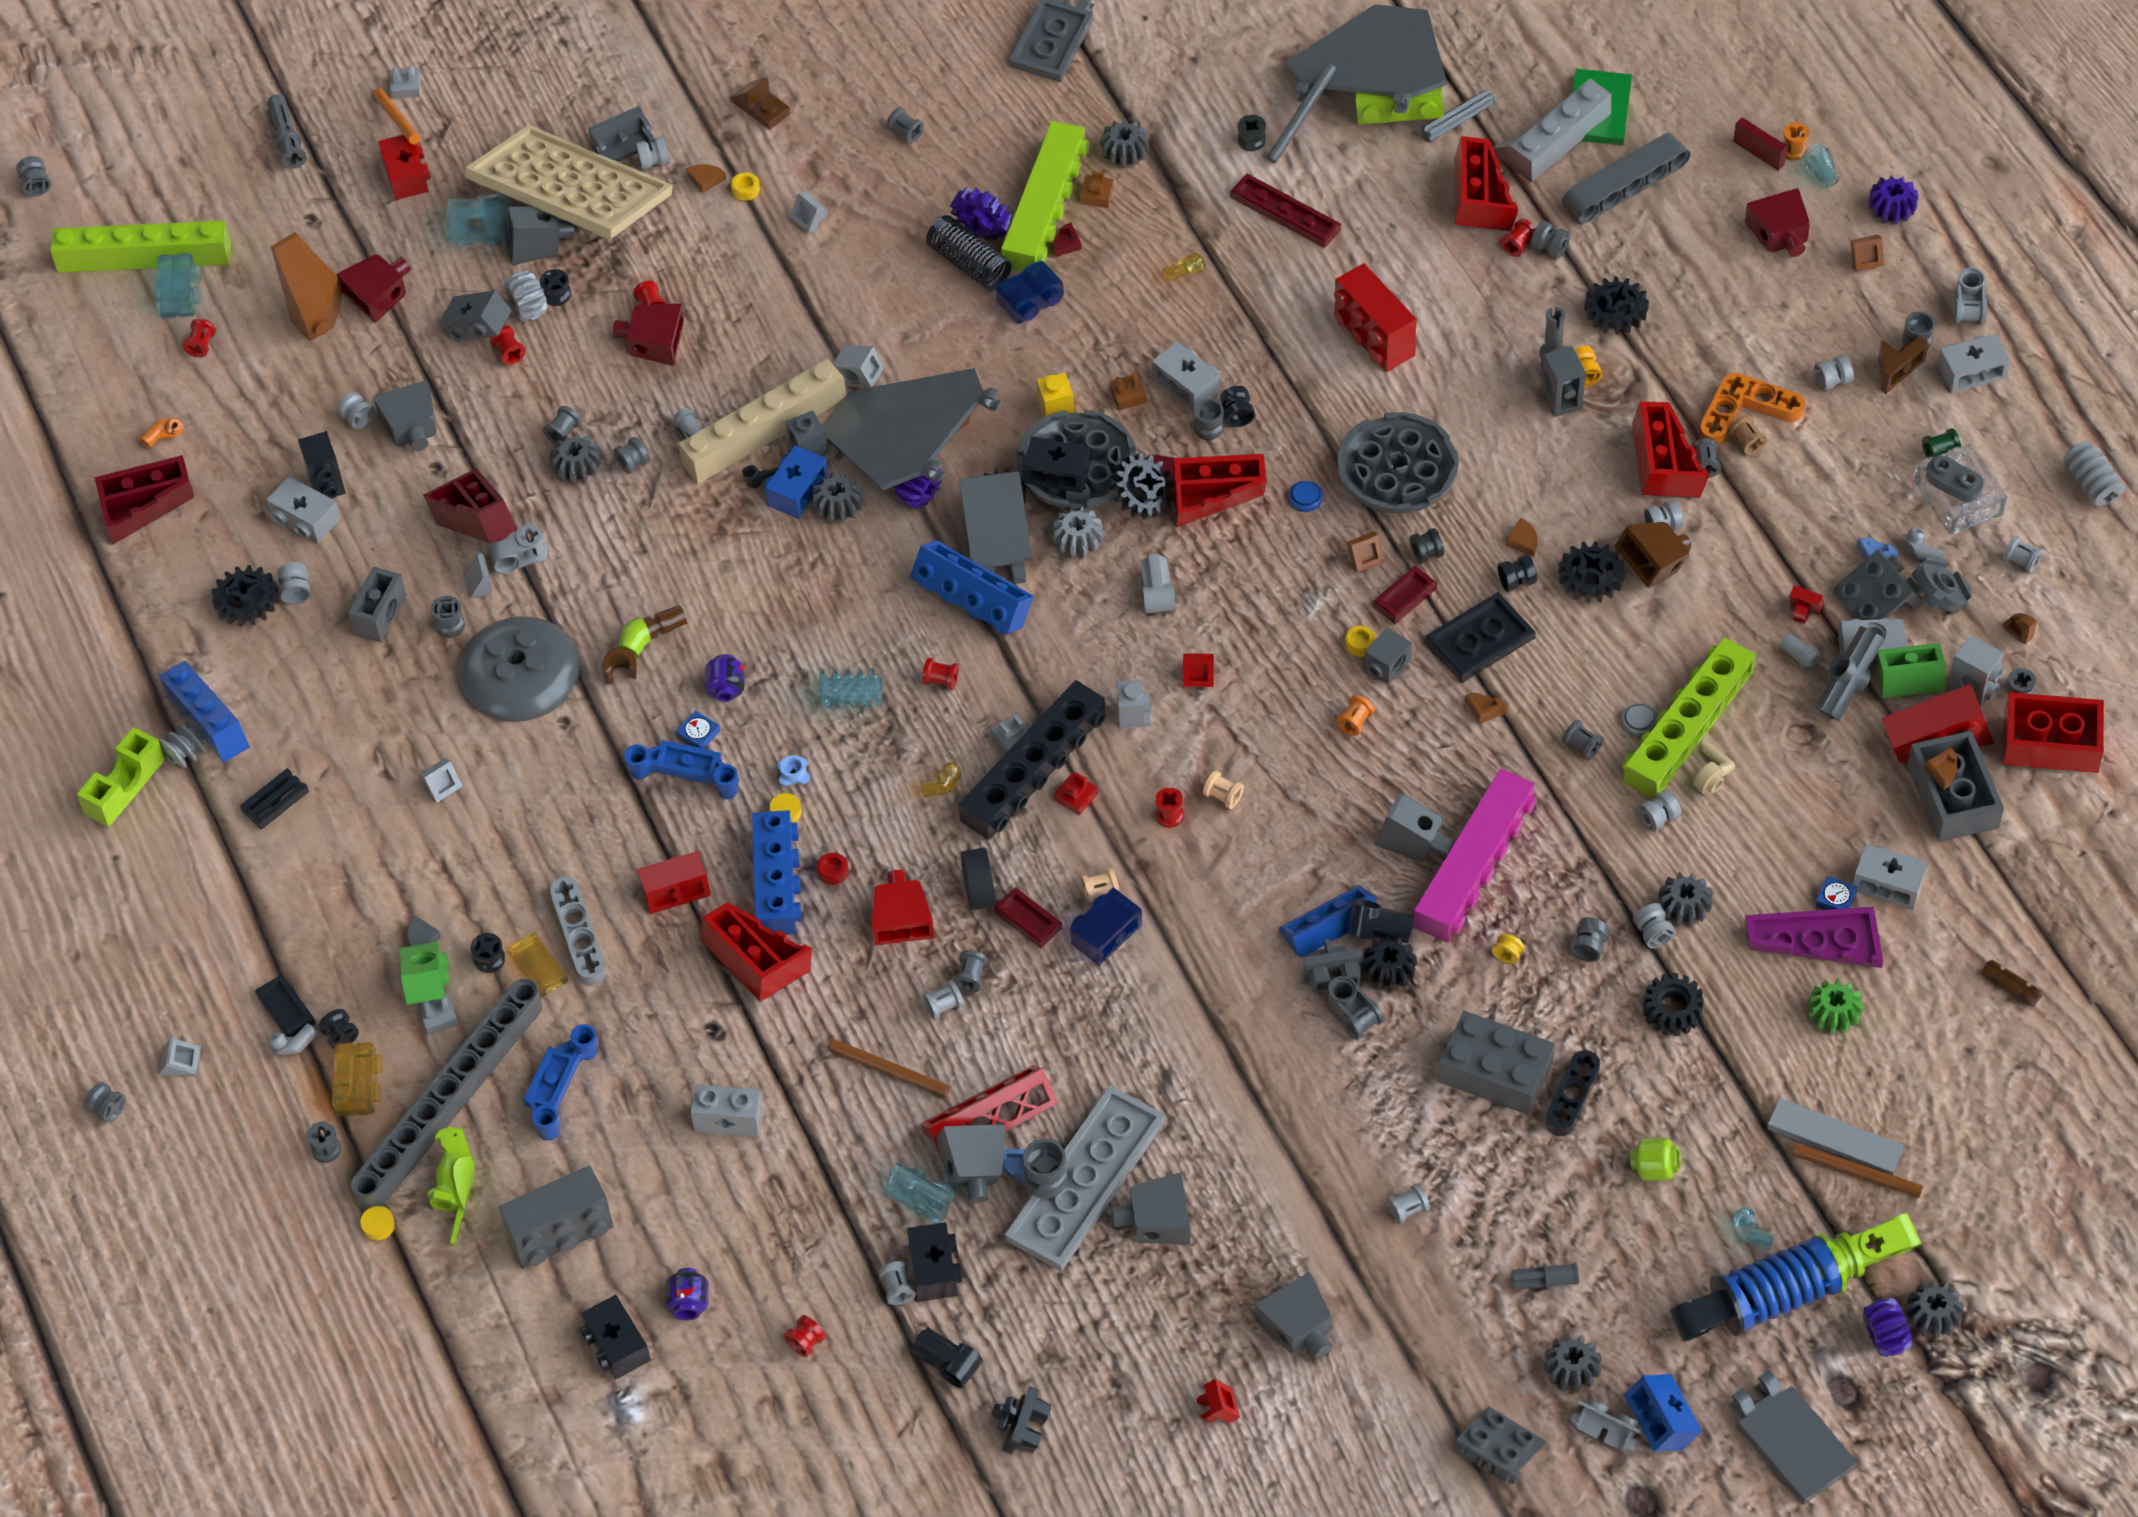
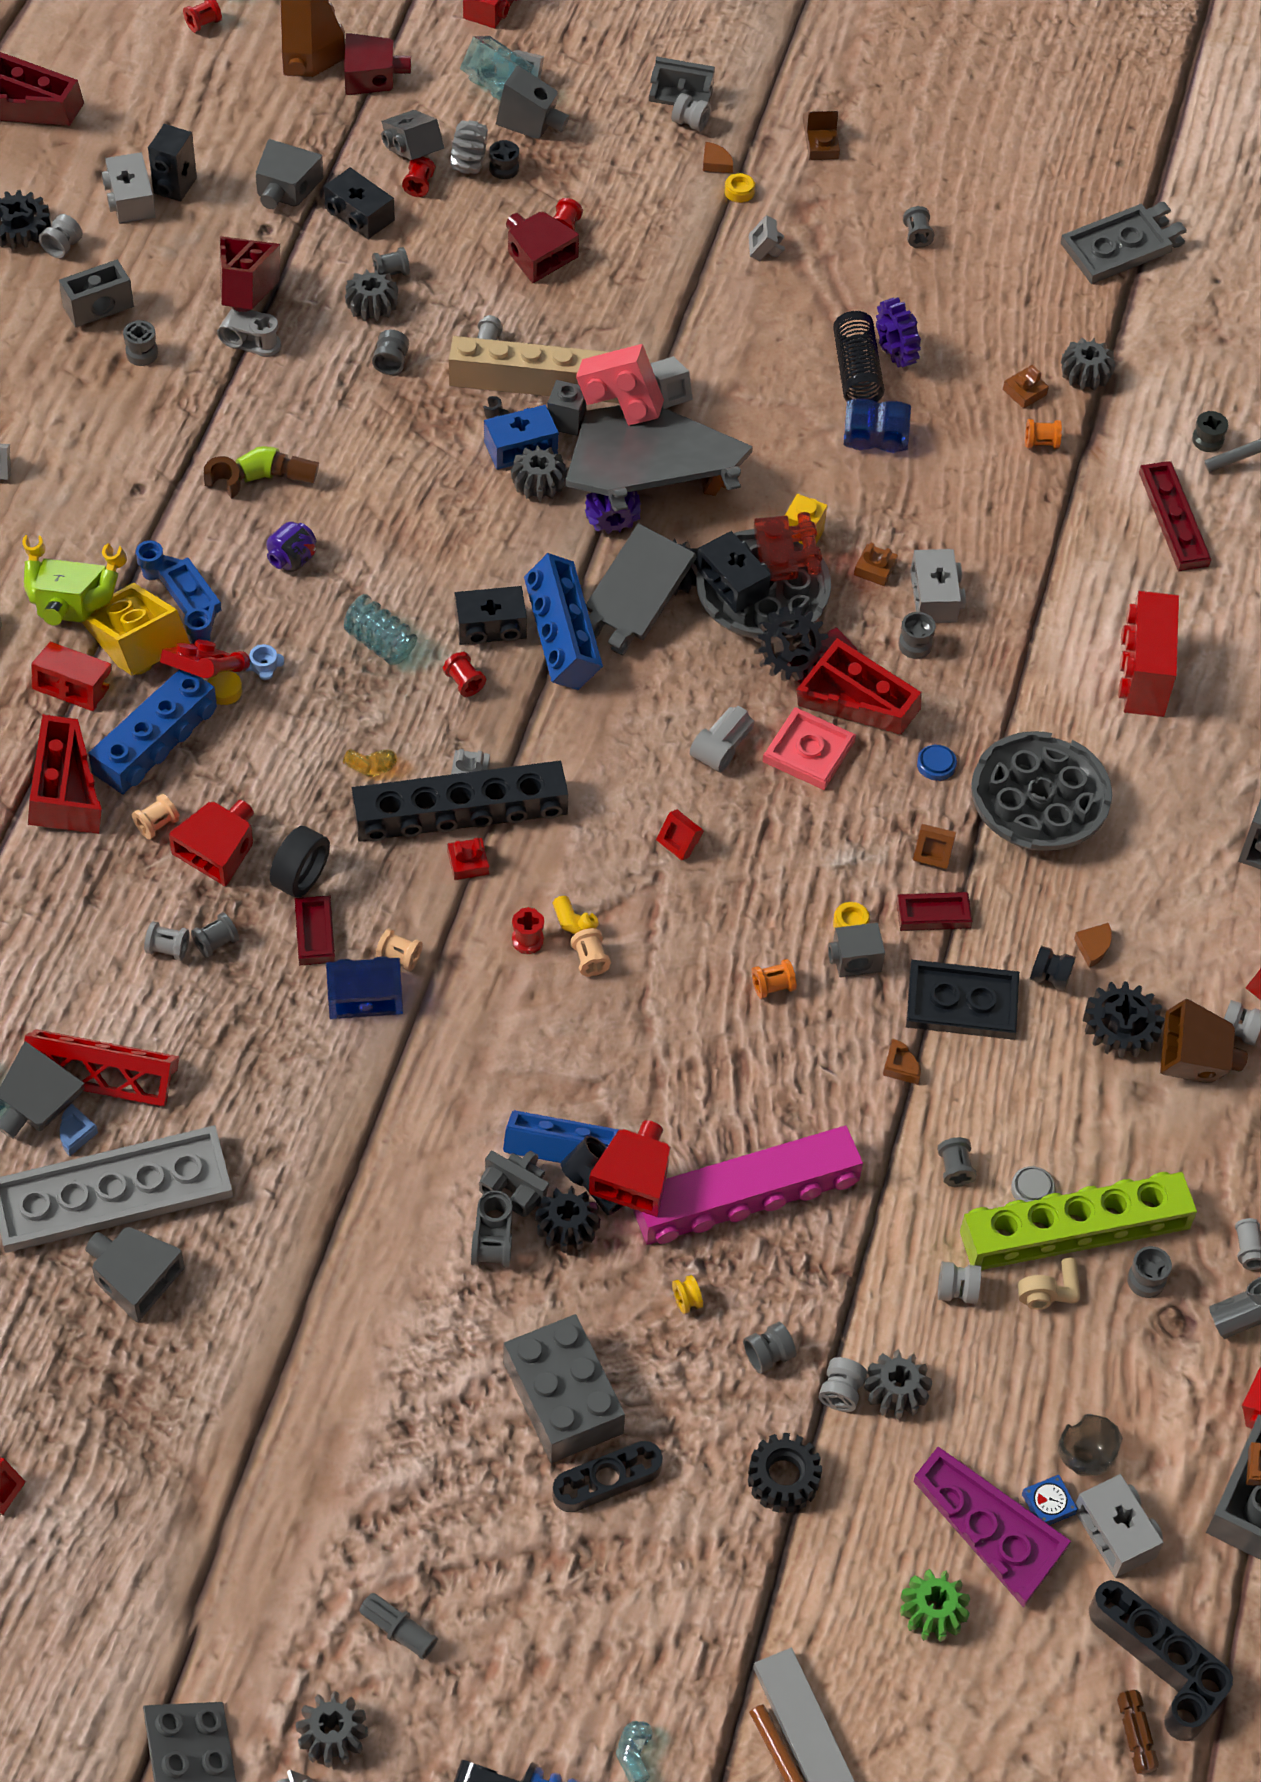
camera: 35 degrees right, 0 degrees up
(160, 430) = (101, 60): orange arm -> none
(355, 410) = (251, 143): light grey wheel -> none
(477, 578) = (201, 333): light grey slope -> none
(487, 397) = (359, 203): none -> black brick
(525, 690) = (152, 423): dark grey brick -> none
(568, 181) = (596, 85): tan plate -> none
(607, 824) = (69, 588): none -> lime torso
(631, 455) = (417, 323): dark grey wheel -> none
(638, 492) = (390, 352): none -> dark grey wheel
(679, 815) = (136, 628): none -> yellow slope
(698, 730) = (228, 573): tile -> none
(761, 799) = (204, 659): none -> red plate
(832, 868) = (207, 764): red tile -> none
(836, 384) = (624, 376): none -> coral brick
(841, 928) = (155, 816): none -> light nougat bush
(889, 1067) = (66, 963): dark orange bar -> none
(914, 621) = (490, 615): none -> black brick
(1044, 195) = (973, 358): lime brick -> none
(1045, 1168) = (71, 1148): dark grey wheel -> none
(1065, 427) = (777, 550): none -> clear red plate
(1066, 241) = (955, 409): dark red tile -> none
(1077, 532) = (703, 645): light grey gear -> none
(1133, 704) = (591, 820): light grey brick -> none
(1145, 215) = (1043, 433): none -> orange bush
(1187, 781) = (569, 920): none -> yellow arm
(1191, 263) = (1043, 499): clear yellow arm -> none
(1215, 549) = (809, 748): none -> coral tile
(1237, 406) = (956, 637): black wheel -> none
(1297, 1317) = (145, 1467): dark grey torso -> none
(1408, 1204) = (349, 1449): light grey bush -> none
(1410, 895) = (633, 1169): none -> red torso
(1413, 830) = (710, 1116): dark grey torso -> none
(1427, 545) = (995, 882): pearl dark grey wheel -> none
(1656, 1159) = (612, 1604): lime head -> none
(1760, 714) = (1154, 1264): none -> dark grey wheel
(1830, 842) = (1090, 1445): none -> clear smoke hair
(1932, 931) = (1154, 1654): none -> black beam

